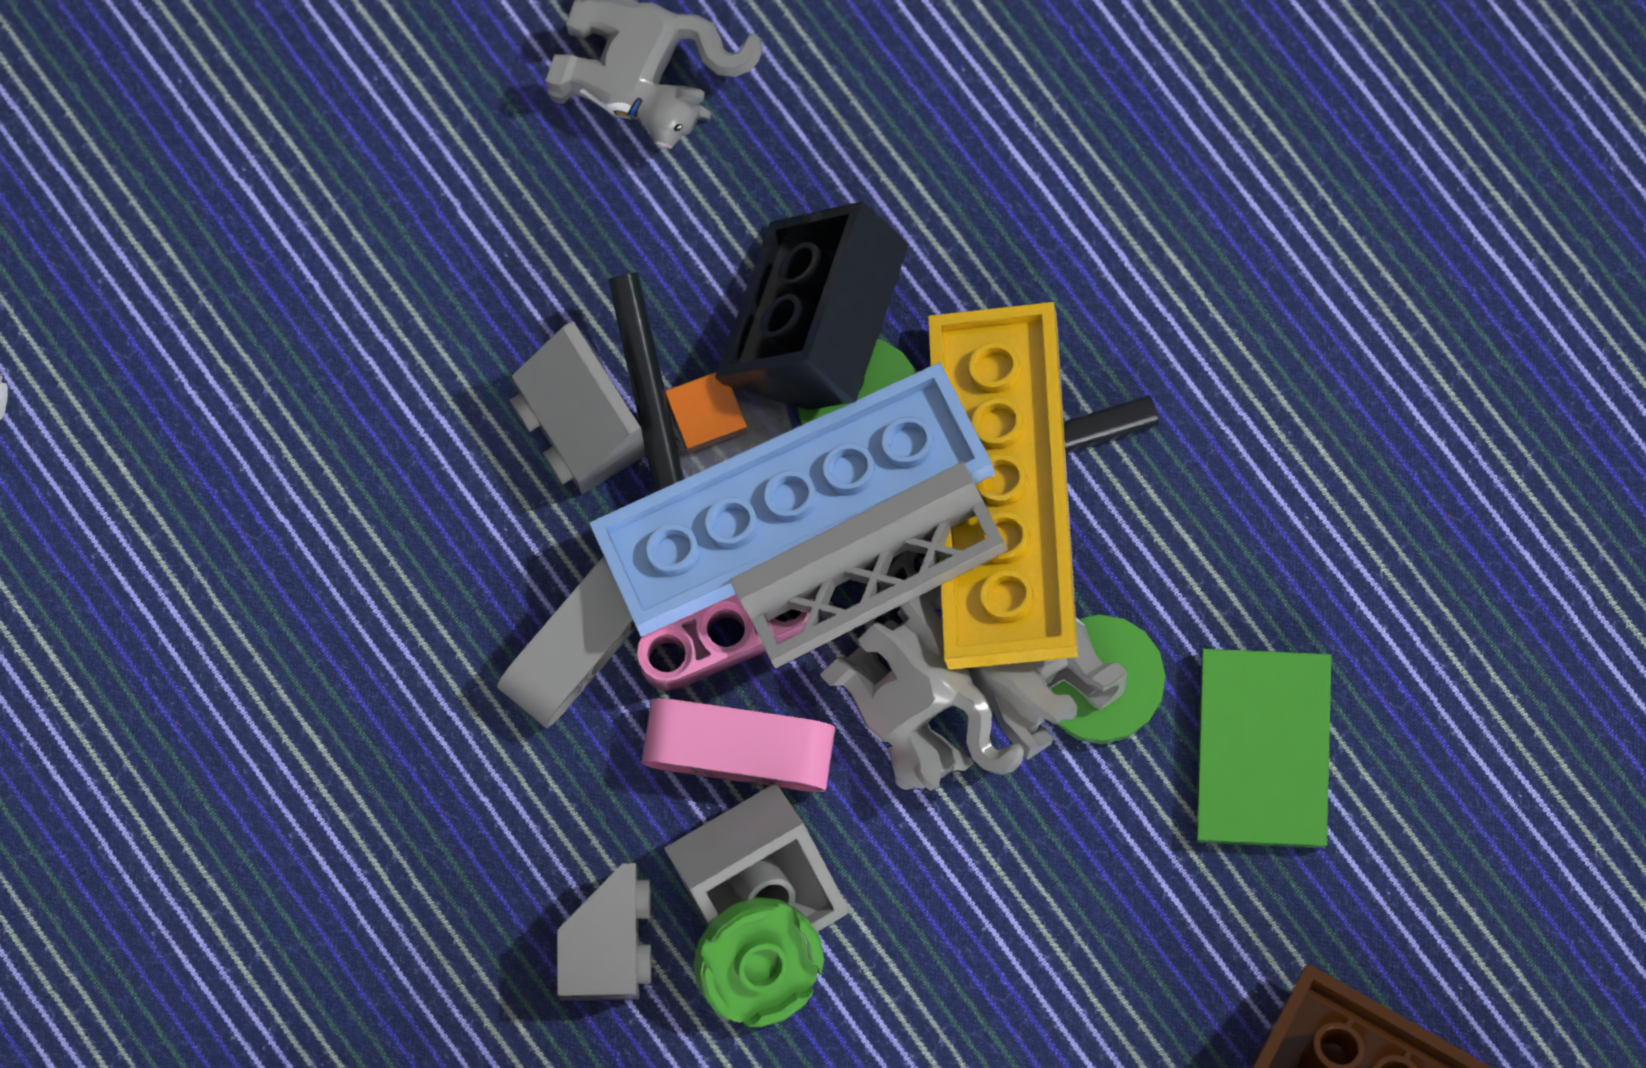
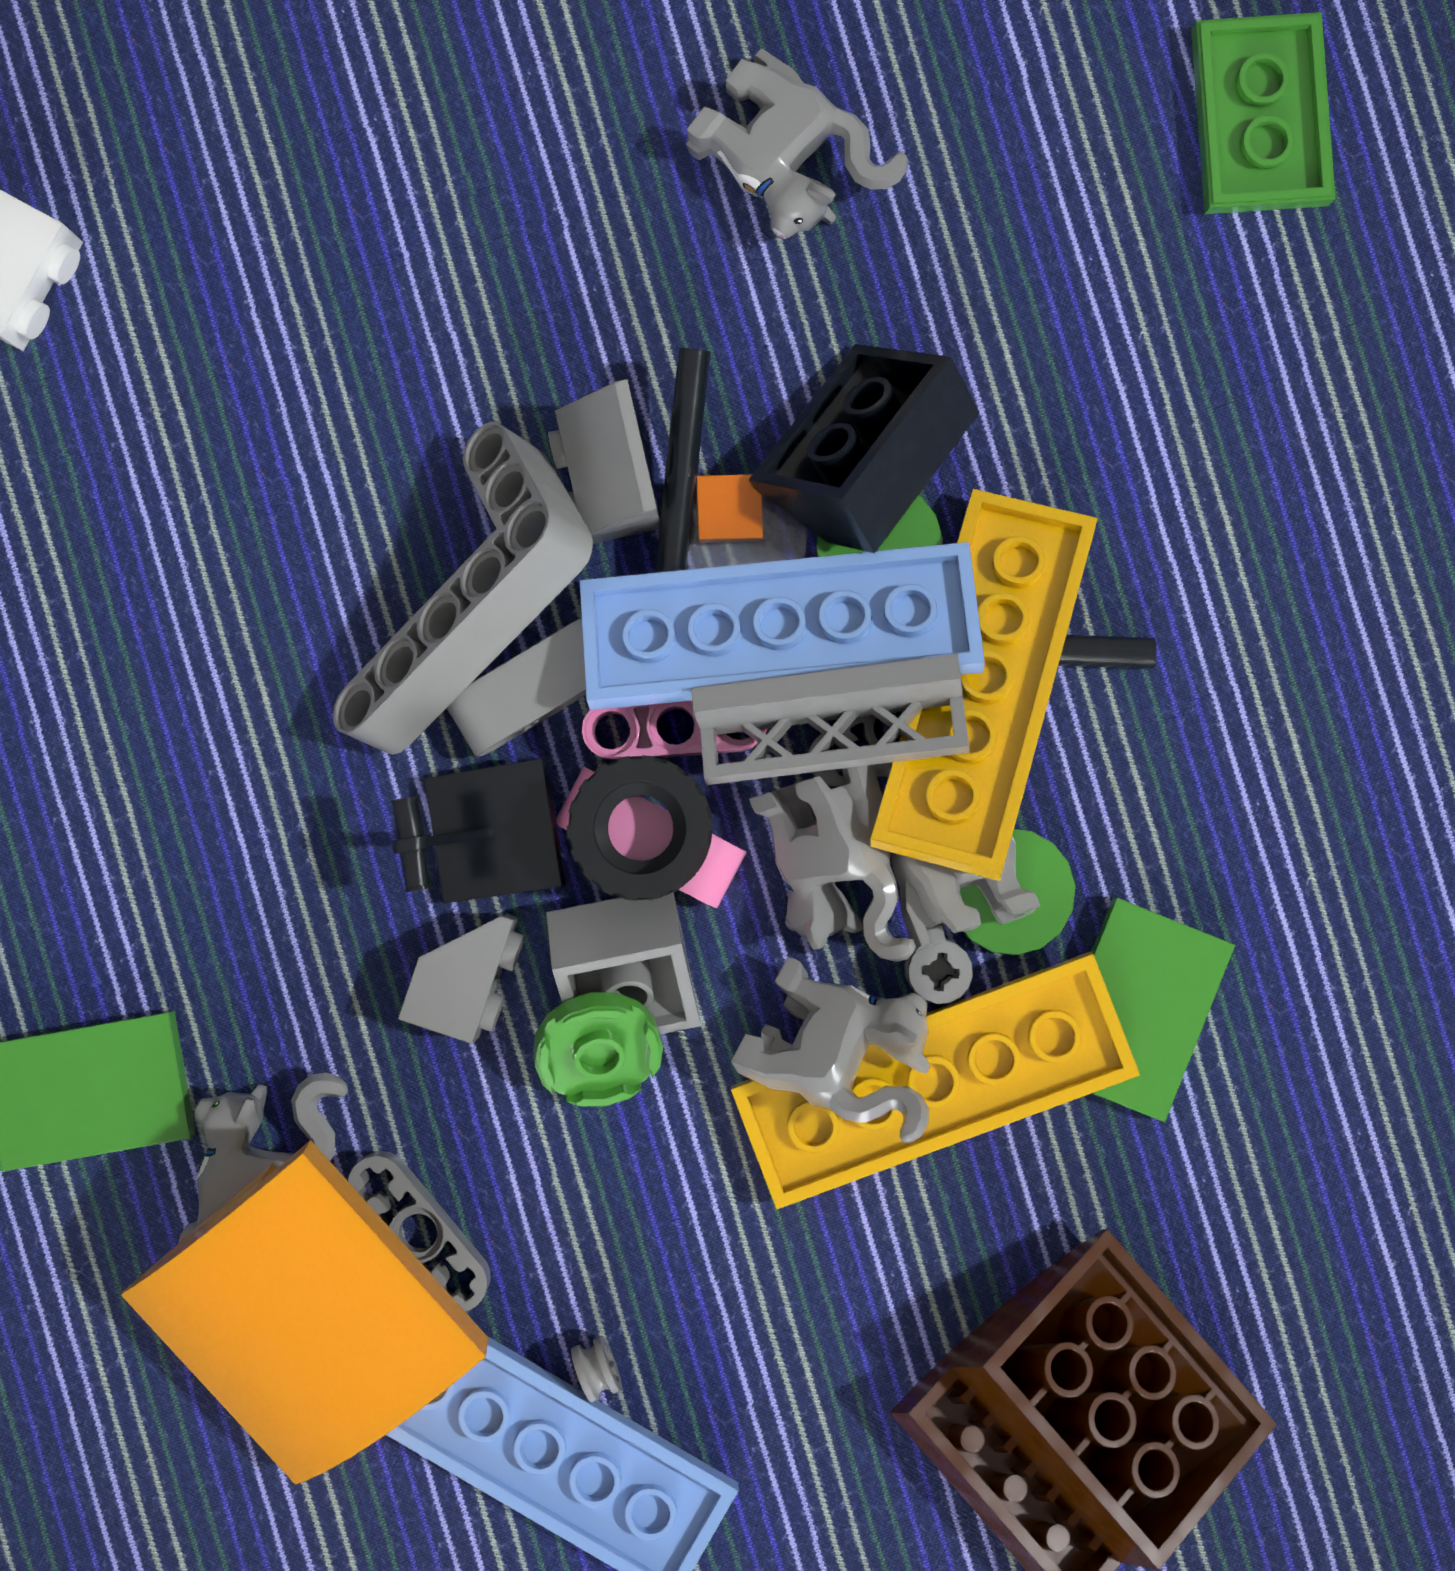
camera: 15 degrees right, 10 degrees up
(503, 581) = (483, 605): none -> light grey beam
(578, 794) = (489, 833): none -> black plate
(717, 681) = (591, 839): none -> black tyre
(979, 868) = (831, 1044): none -> light grey animal
(1049, 789) = (935, 969): none -> light grey wheel
(1090, 880) = (989, 1066): none -> yellow plate

